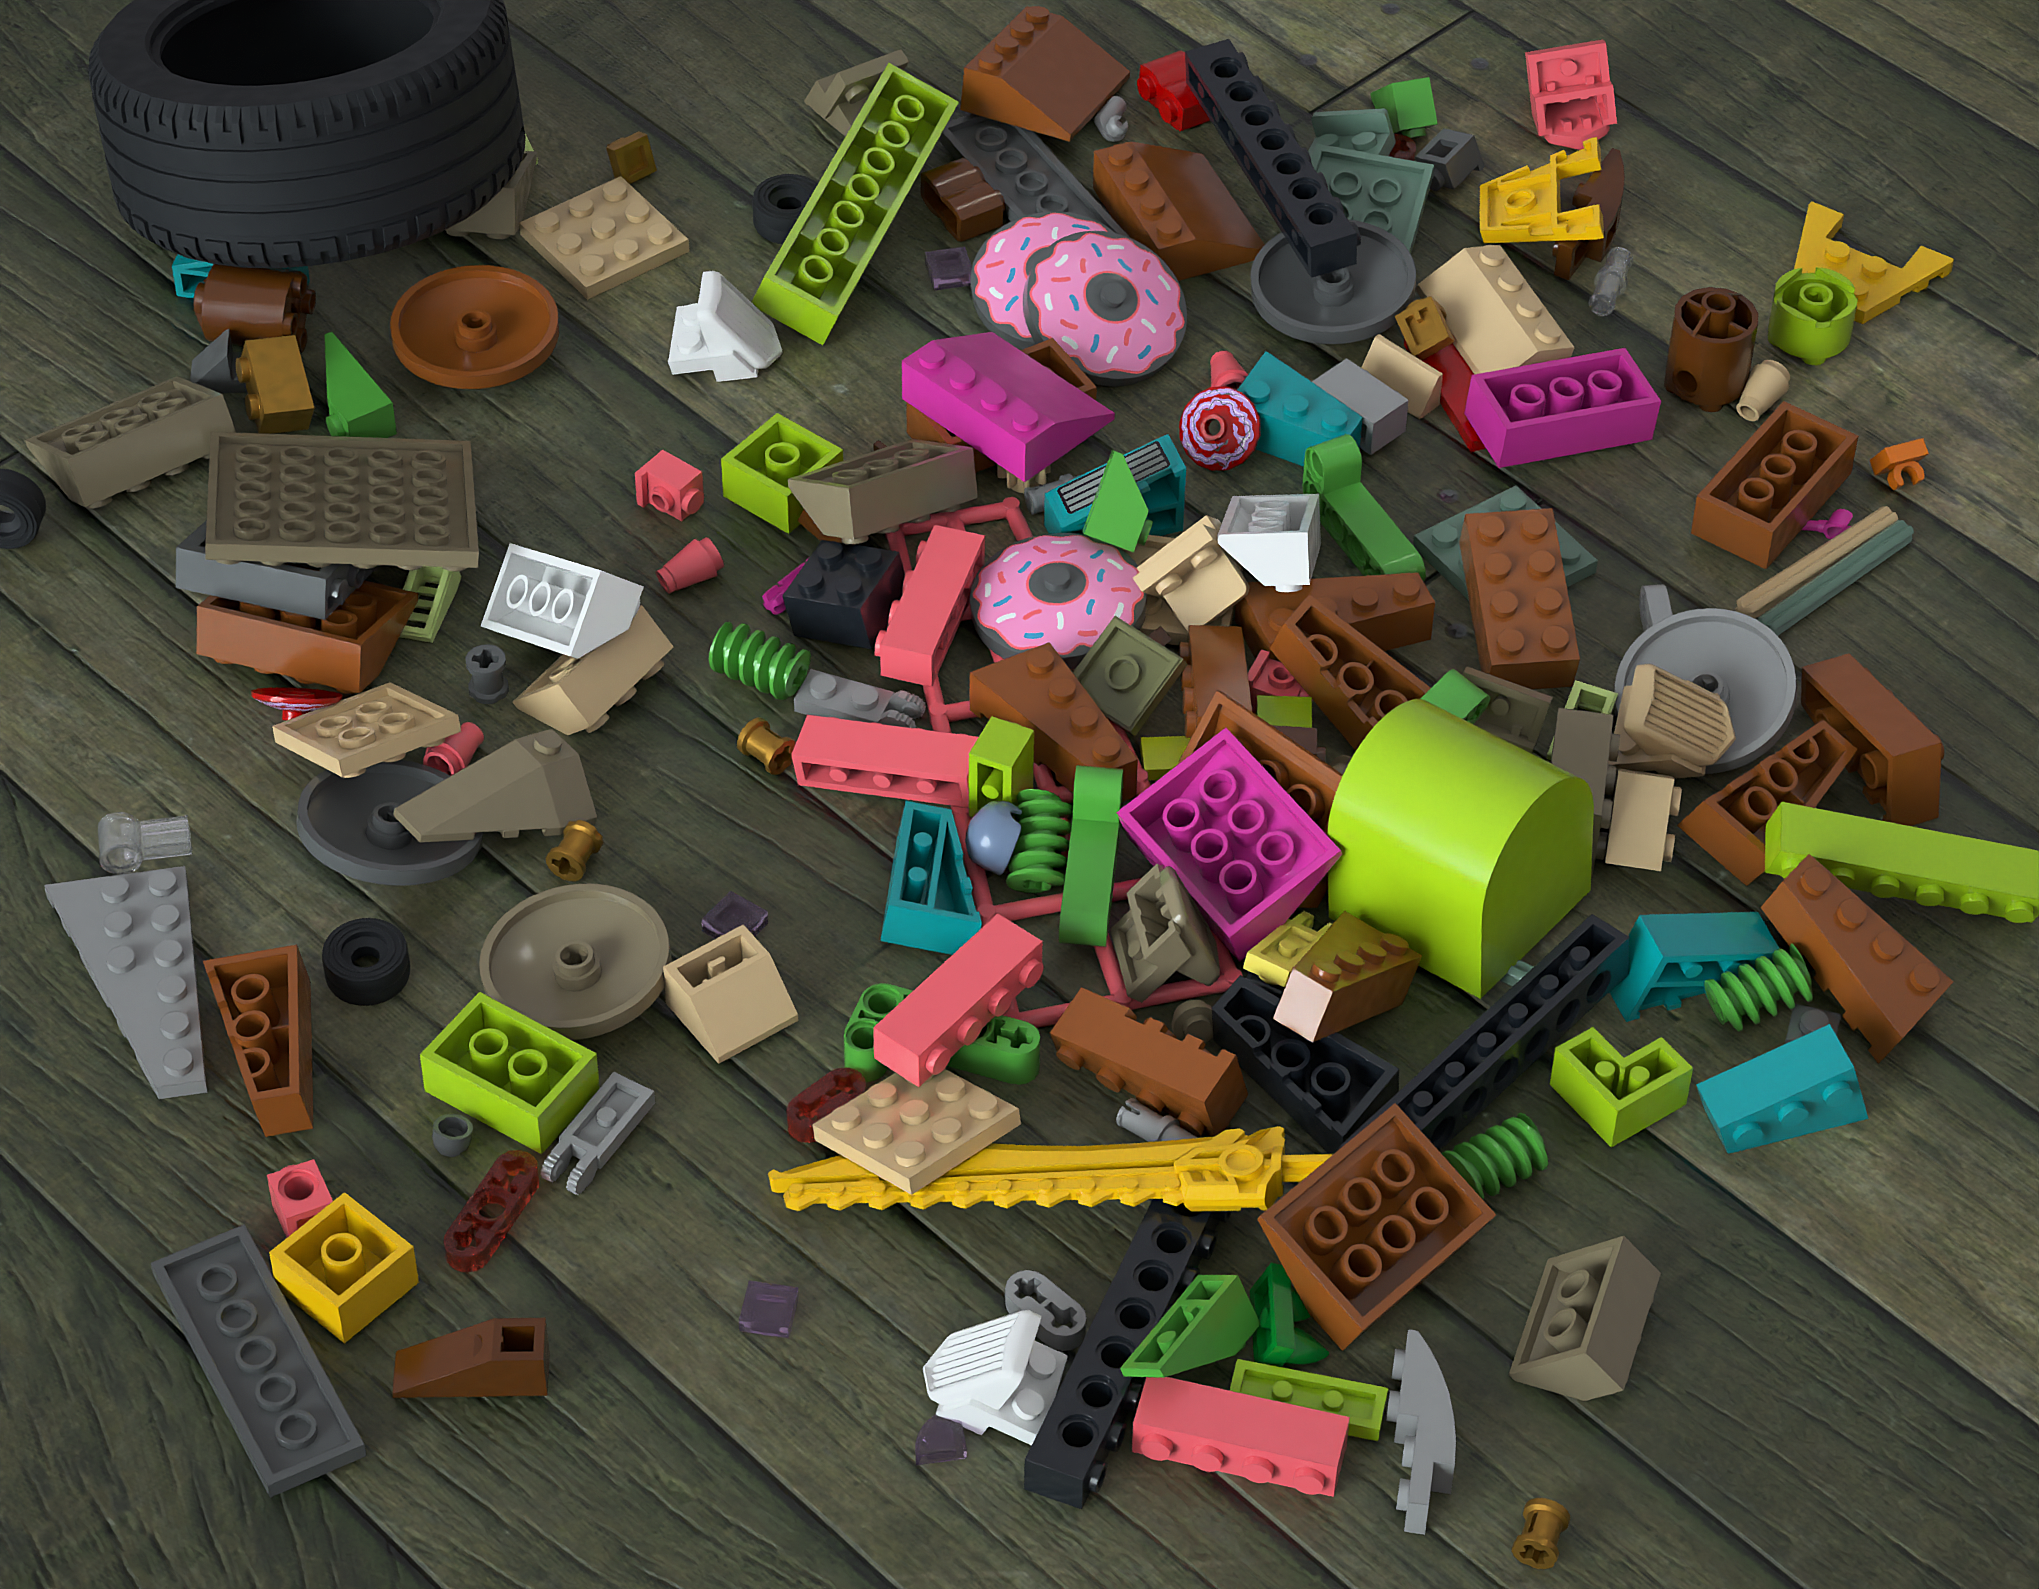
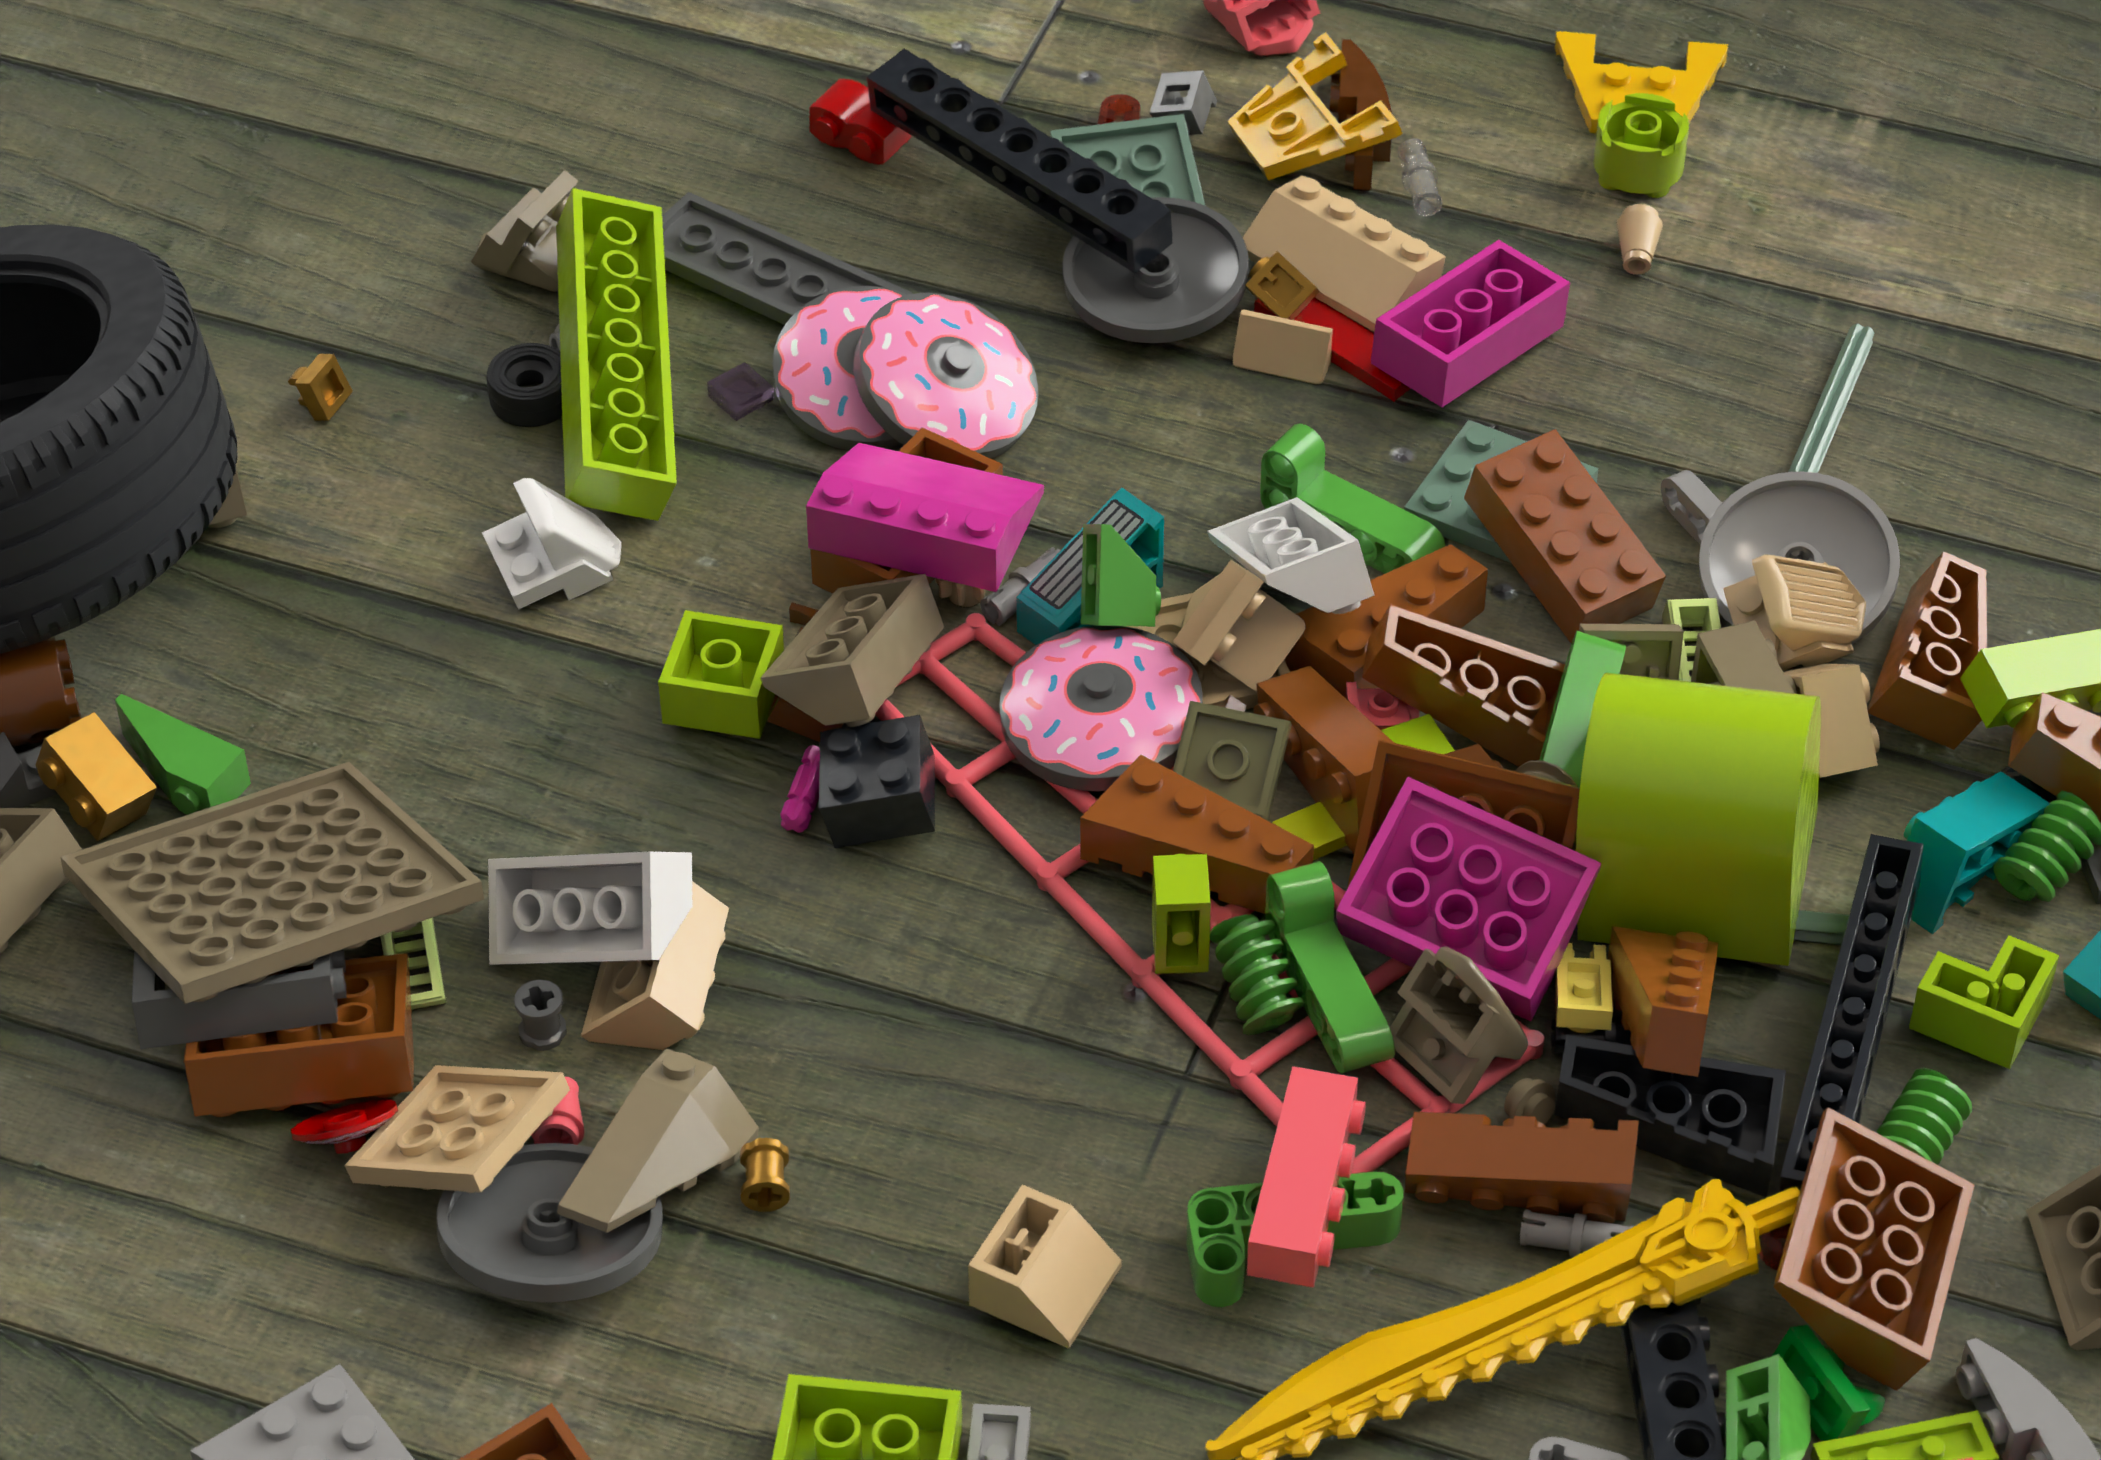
camera: 25 degrees left, 0 degrees up
(128, 842) = (259, 1362): clear piece -> none
(366, 984) = (616, 1420): black tyre -> none
(474, 327) = (276, 632): dark orange dish -> none
(577, 958) = (856, 1293): dark tan dish -> none
(604, 237) = (344, 484): tan plate -> none
(670, 486) = (605, 732): coral brick -> none
(690, 566) = (682, 812): coral cone -> none
(732, 913) = (982, 1184): clear purple tile -> none
(759, 662) = (830, 889): bright green piece -> none
(766, 746) = (895, 979): pearl gold bush -> none
(821, 1100) = (1202, 1343): clear red beam -> none
(855, 701) = (958, 897): light grey hinge -> none
(883, 760) = (1042, 945): coral brick -> none
(916, 1131) = (1335, 1339): tan plate -> none
(928, 885) = (1169, 1065): teal wedge -> none
(930, 605) = (977, 760): coral brick -> none
(962, 199) = (713, 313): reddish brown brick -> none
(993, 836) = (1212, 984): sand blue hair -> none
(1041, 76) = (716, 152): dark orange slope -> none
(1108, 119) = (804, 178): light grey arm -> none
(1174, 207) = (934, 246): dark orange slope -> none
(1226, 370) = (1113, 410): coral cone -> none
(1237, 434) = (1149, 438): dish -> none
(1295, 411) = (1206, 426): teal wedge -> none
(1354, 130) = (1073, 105): sand green bracket -> none
(1379, 405) = (1265, 391): light grey brick -> none
(1408, 106) = (1103, 64): bright green slope -> none
(1711, 347) = (1576, 210): reddish brown cylinder -> none
(1774, 484) = (1722, 331): dark orange brick -> none
(1813, 564) = (1802, 397): tan axle -> none
(1834, 526) = (1795, 354): dark pink hand -> none
(1895, 749) = (2025, 559): dark orange wedge -> none
(1901, 458) = (1817, 265): orange tile -> none

